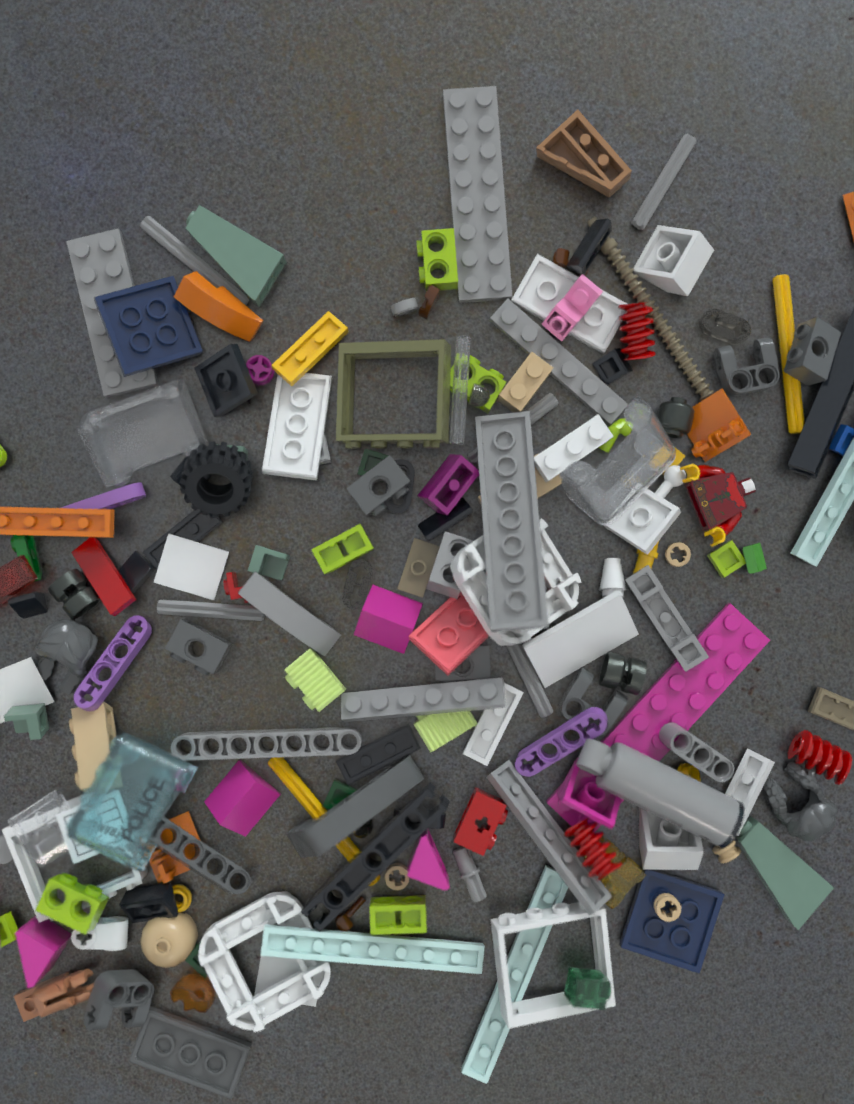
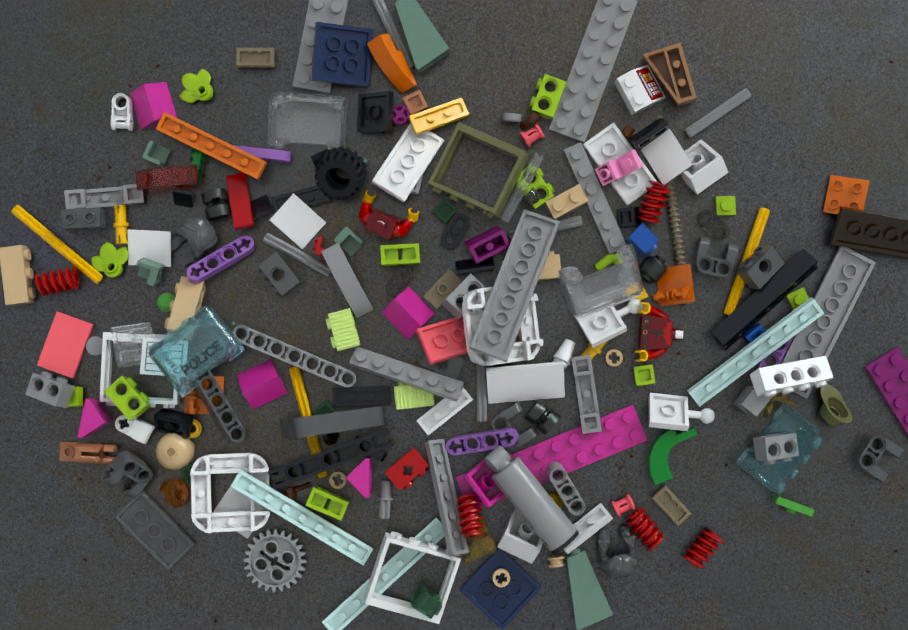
camera: 30 degrees right, 0 degrees up
(39, 381) = (255, 57): none -> dark tan plate
(64, 750) = (164, 301): none -> bright green plate
(272, 344) = (415, 102): none -> nougat plate
(302, 518) = (382, 222): none -> torso
(361, 1045) = (266, 575): none -> light grey gear
(385, 471) = (450, 217): dark grey brick -> none
(441, 318) = (532, 135): none -> coral bush
(550, 197) = (639, 89): none -> white slope
(572, 448) = (576, 257): white plate -> none
(626, 266) = (666, 157): none -> white sticker
(647, 384) = (642, 240): none -> blue brick
(728, 295) = (725, 206): none -> lime plate
(754, 558) = (662, 382): bright green tile -> none
(770, 741) = (627, 500): none -> coral bush
(787, 591) = (673, 412): none -> white plate
(793, 645) = (658, 453): none -> green arch

